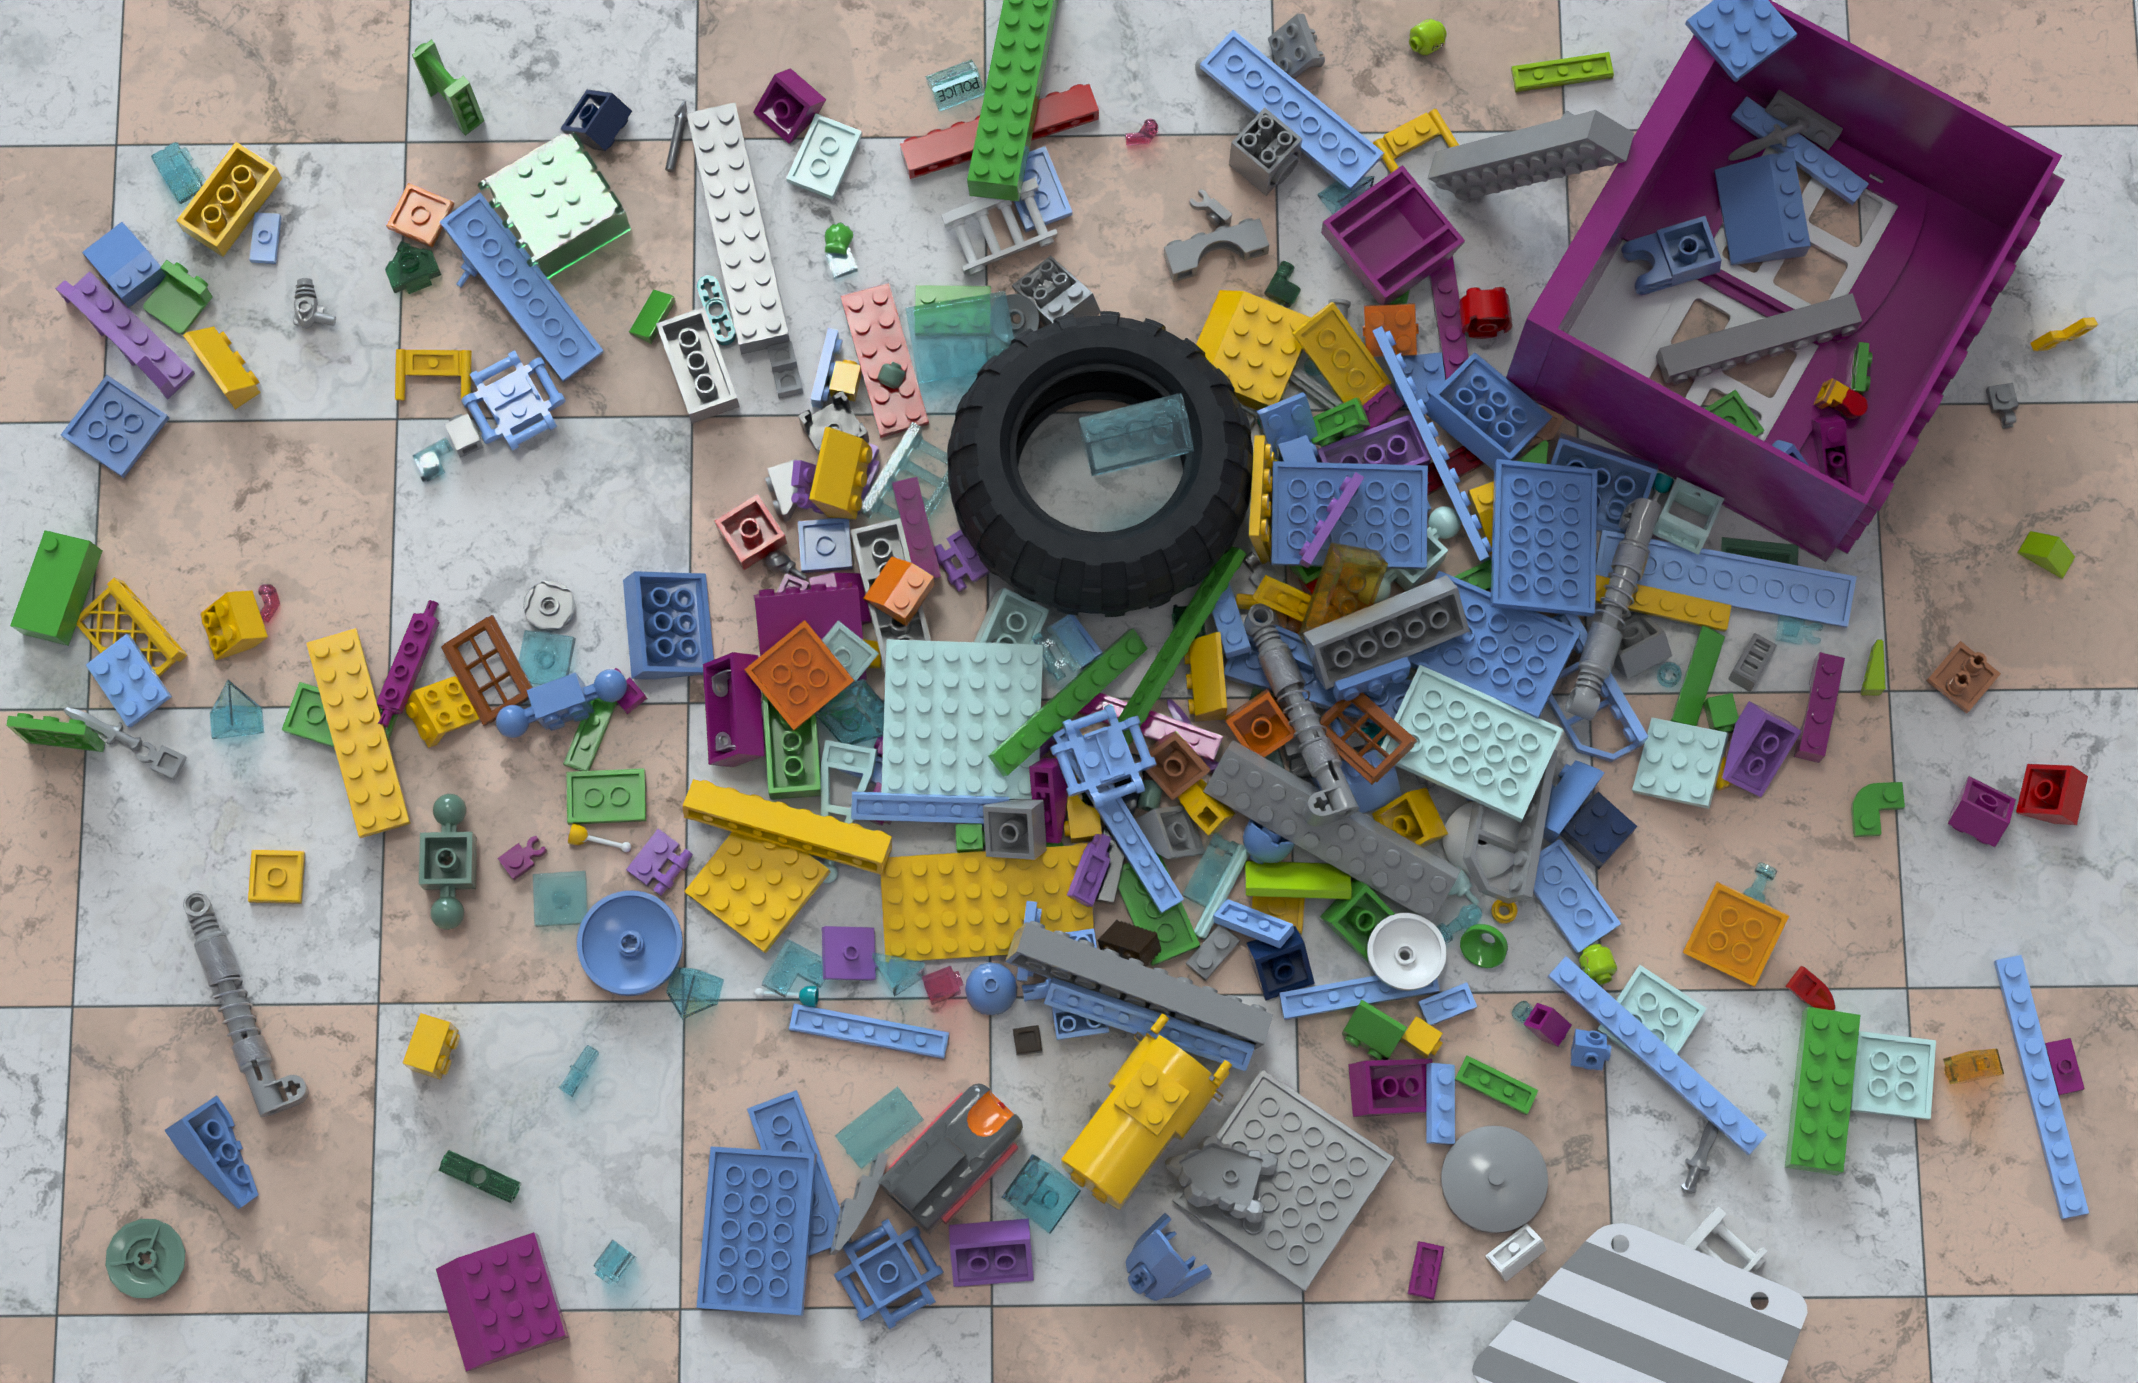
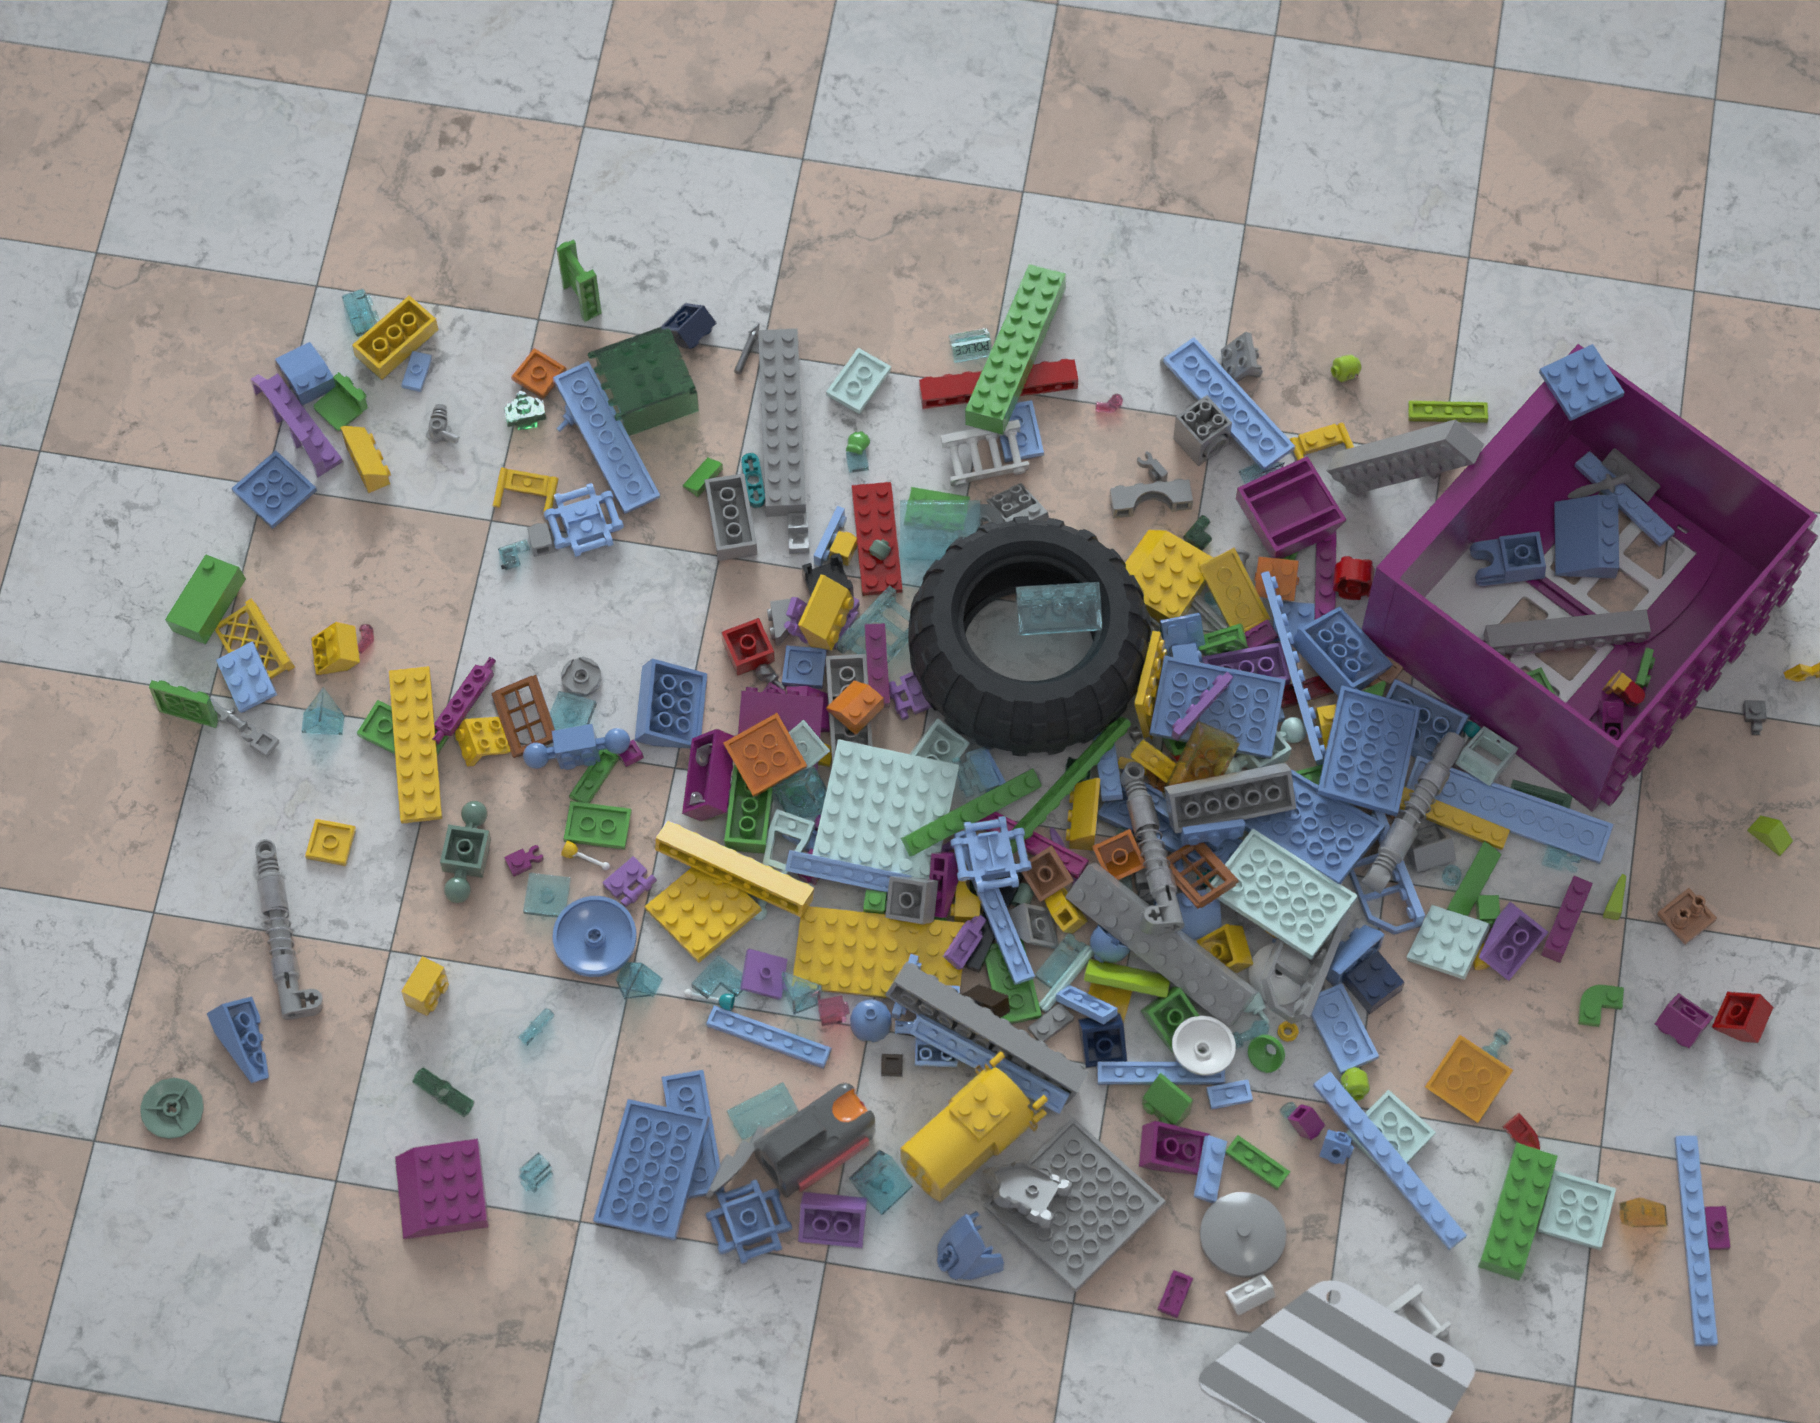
camera: 10 degrees right, 10 degrees down
(789, 105) = (838, 338): magenta slope -> none
(1422, 1038) = (1204, 1115): yellow brick -> none
(1699, 1161) = (1409, 1250): flat silver sword -> none
(1745, 676) = (1513, 887): light grey slope -> none

